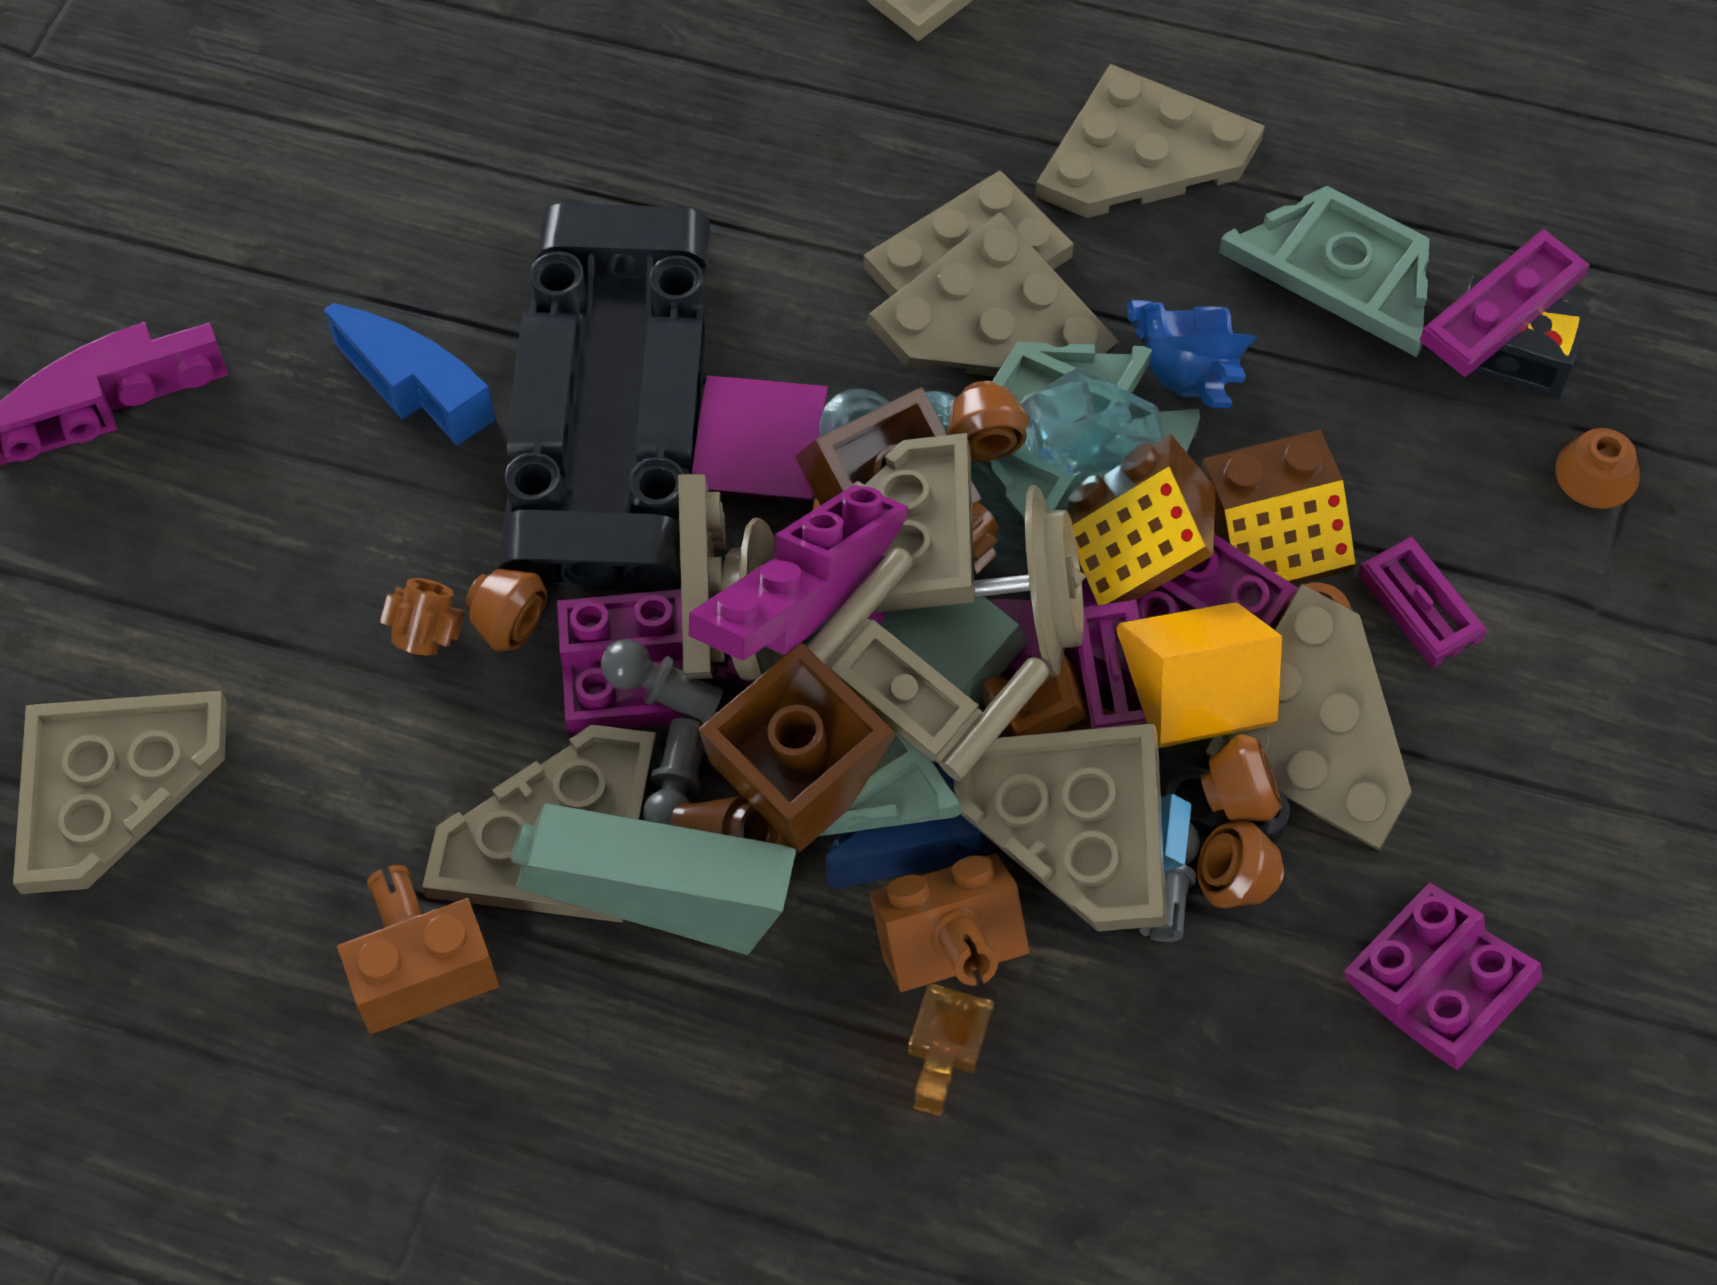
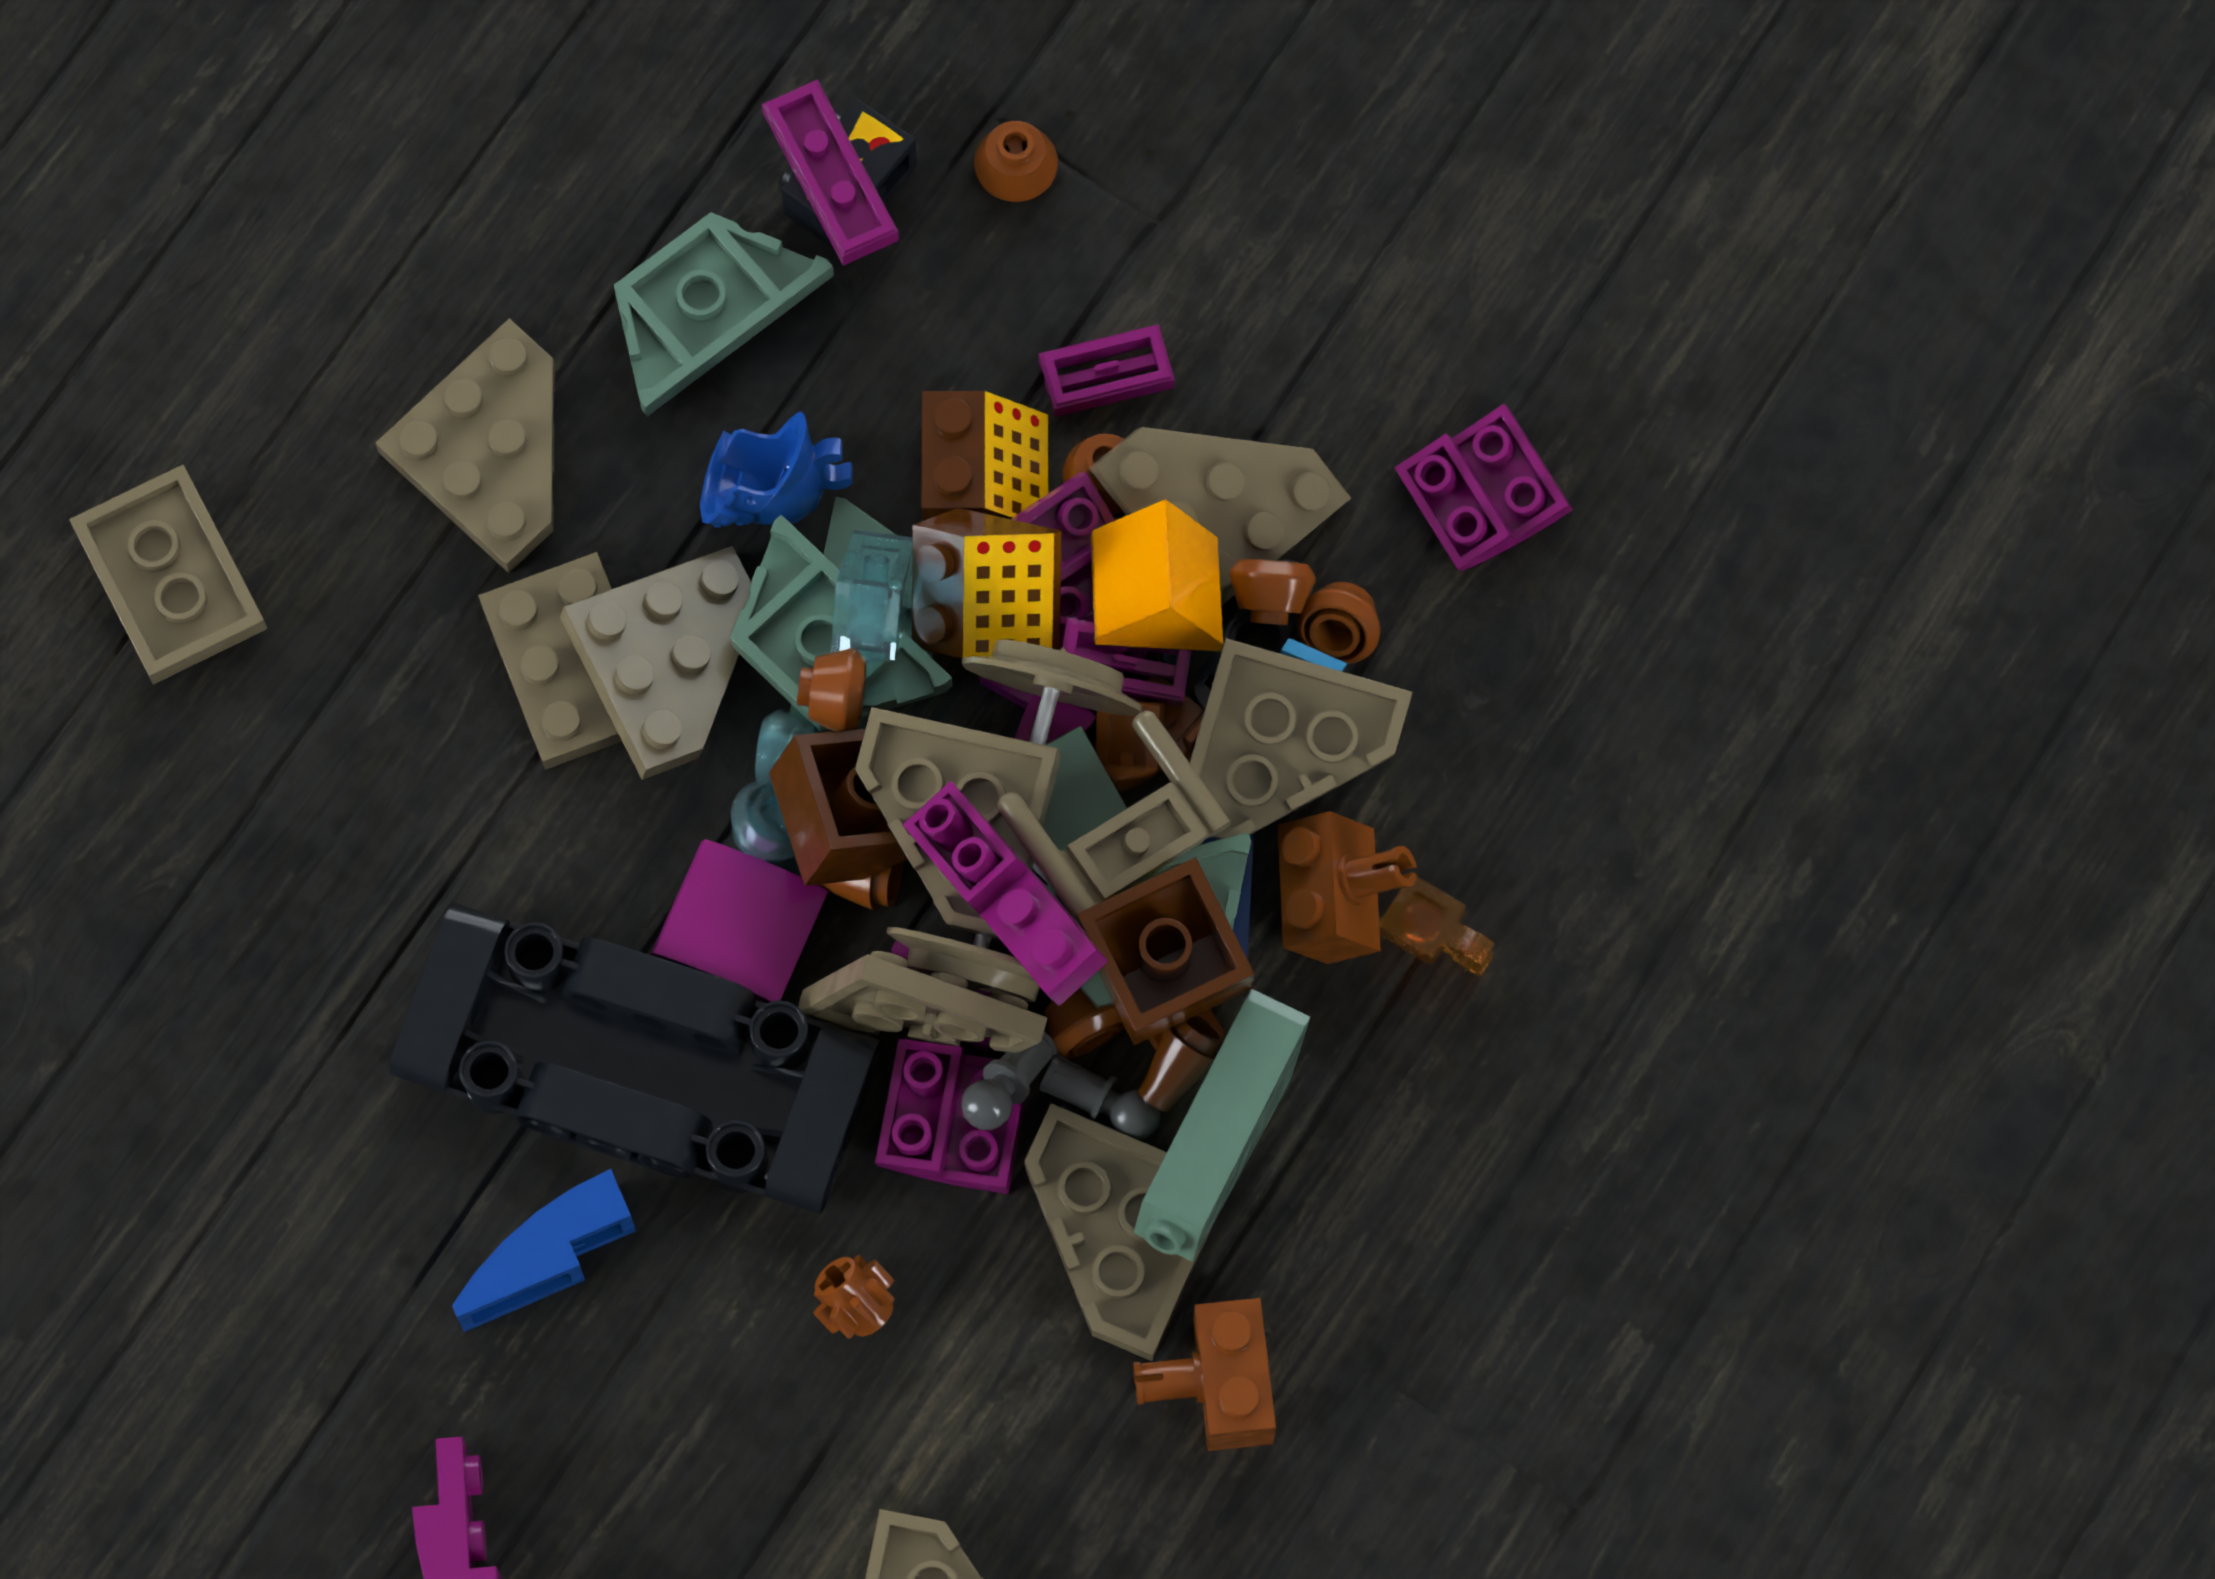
camera: 75 degrees left, 10 degrees up
(506, 607) = (865, 1214): dark orange cone -> none

